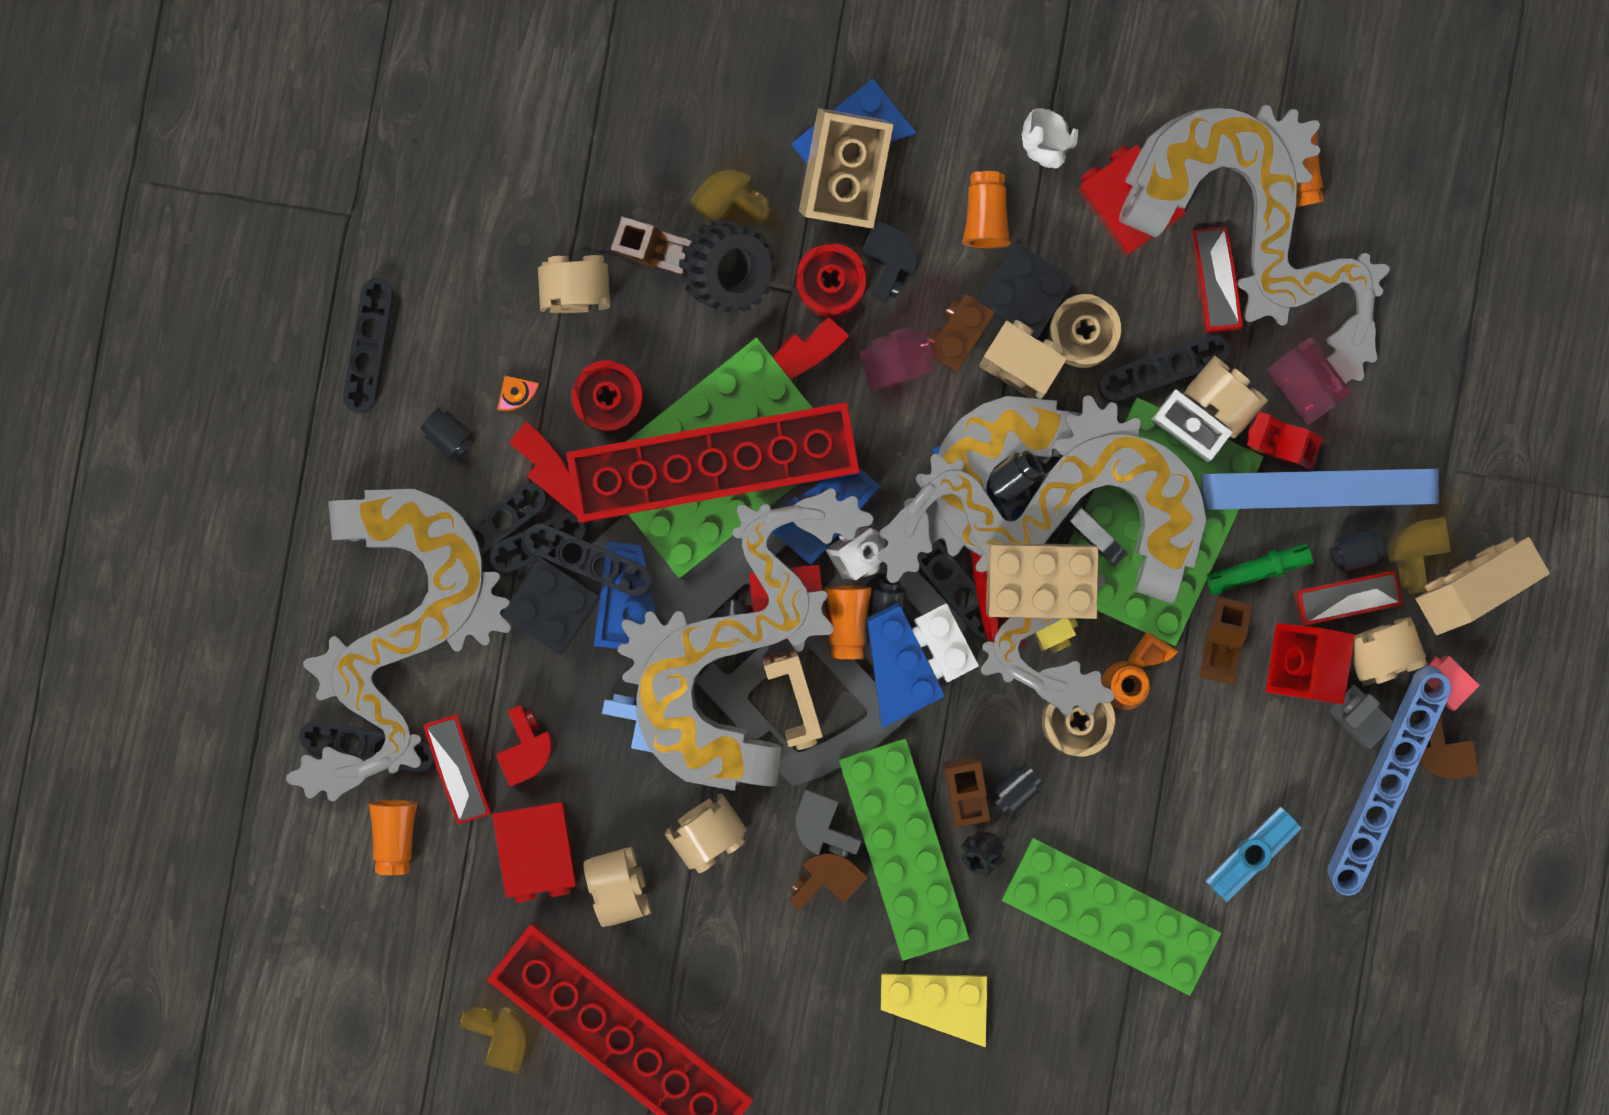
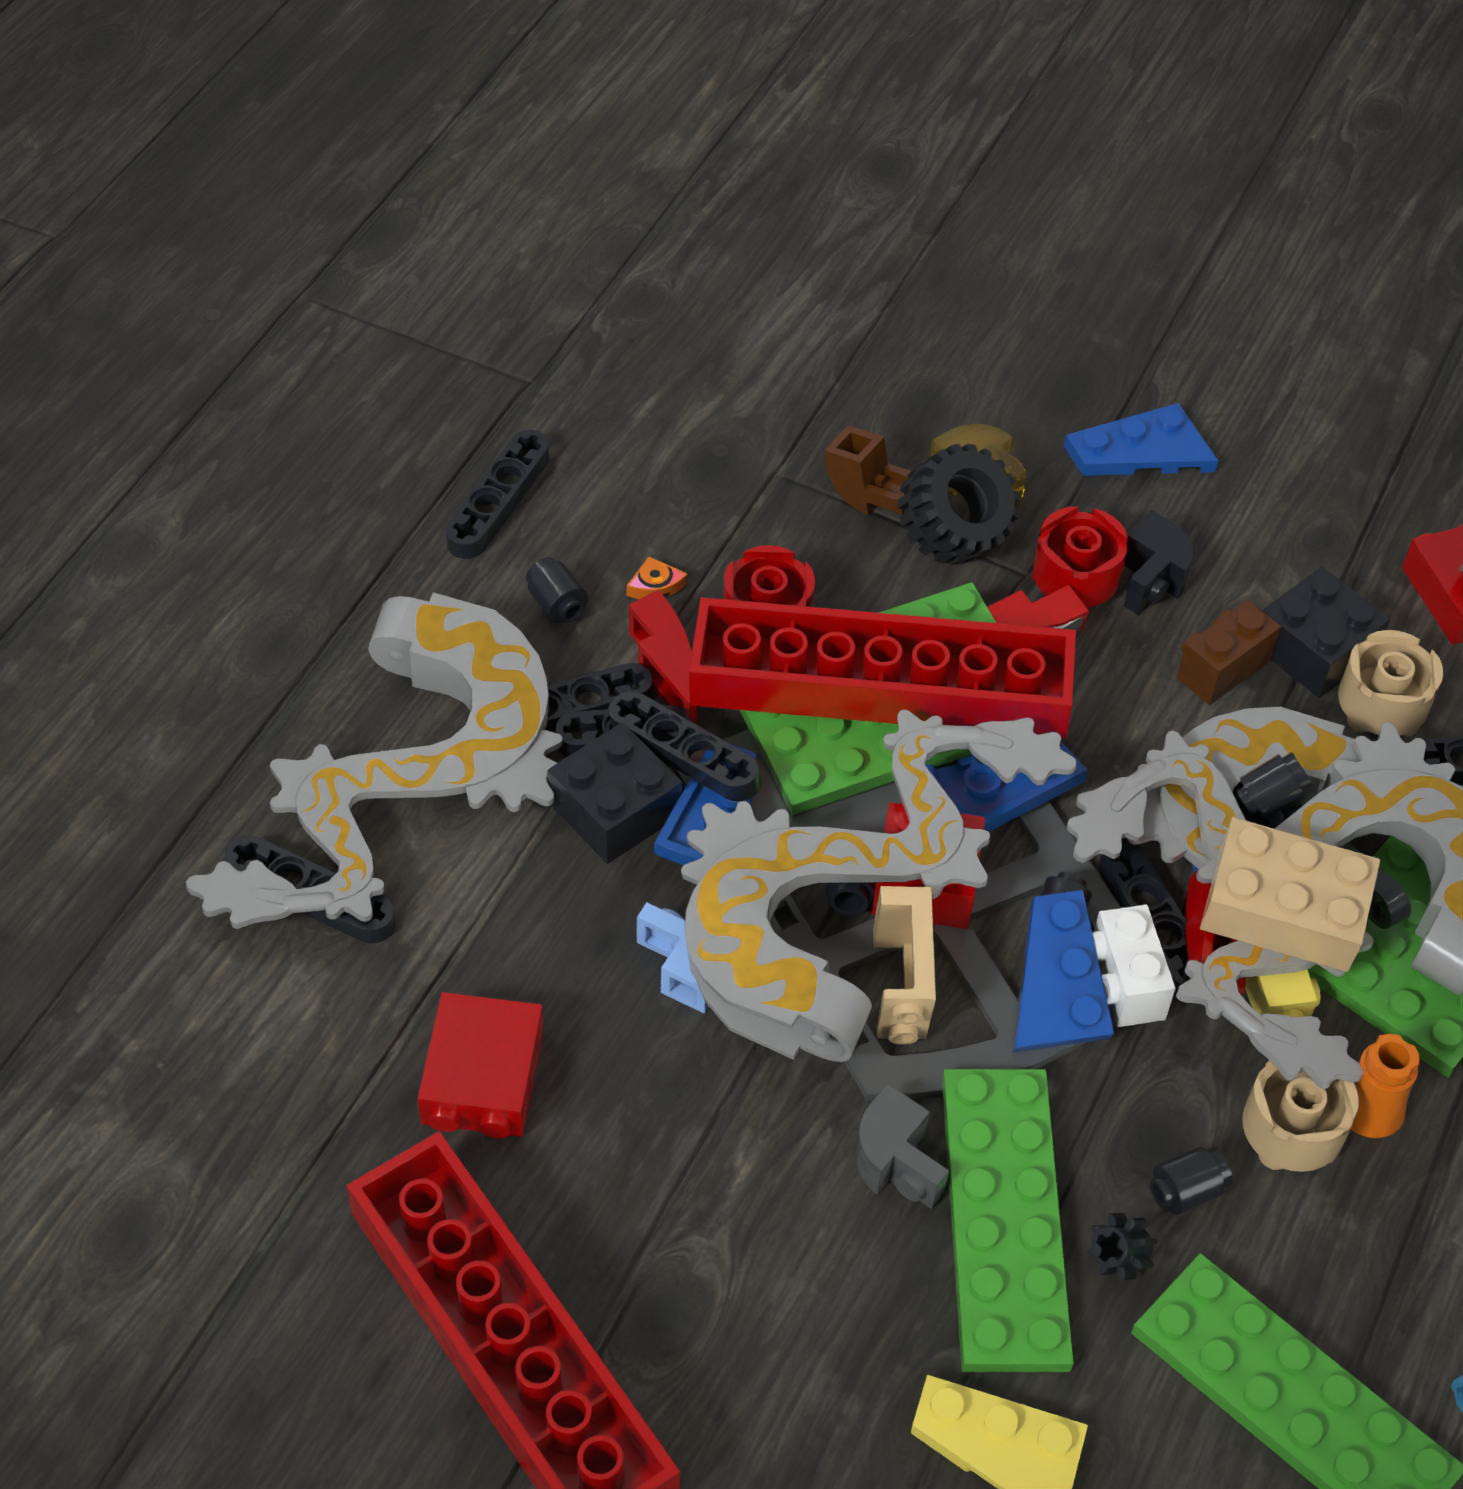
camera: 10 degrees right, 35 degrees down
(392, 835) = (296, 988): orange plant -> none
(457, 768) = (416, 938): slope -> none
(508, 1036) = (340, 1295): clear yellow brick -> none
(532, 754) = (519, 950): red brick -> none
(573, 285) = (766, 480): tan brick -> none
(616, 887) = (578, 1130): tan brick -> none
(707, 833) = (730, 1100): tan brick -> none
(833, 872) = (888, 1208): reddish brown brick -> none
(845, 168) = (1129, 450): tan brick -> none
(848, 613) = (1005, 902): orange plant -> none
(857, 556) = (1036, 830): white brick -> none
(897, 359) = (1144, 645): clear pink brick -> none
(966, 791) = (1117, 1150): reddish brown brick -> none
(987, 211) = (1287, 548): orange plant -> none
(1023, 360) = (1309, 662): tan brick -> none
(1047, 137) = (1375, 498): white hair -> none
(1152, 651) = (1431, 1069): orange tile -> none

